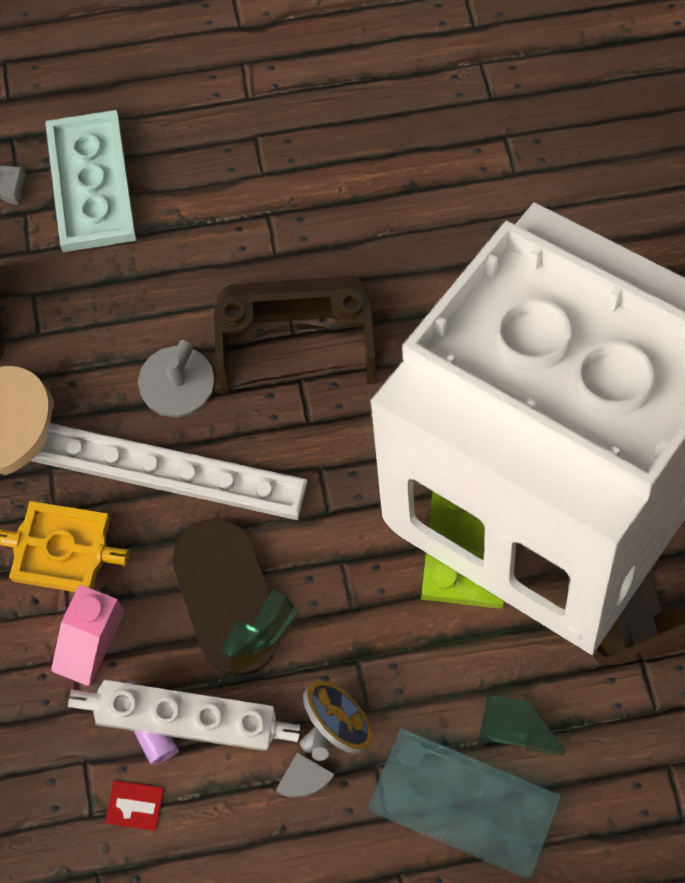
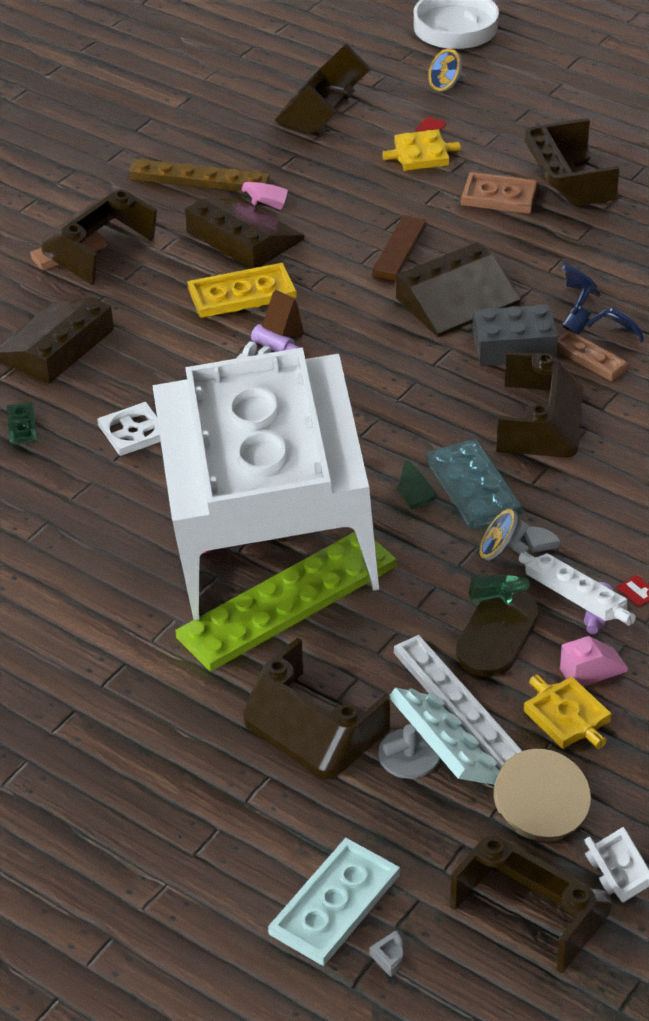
camera: 135 degrees left, 25 degrees down
(142, 400) = (446, 736): none -> light aqua plate

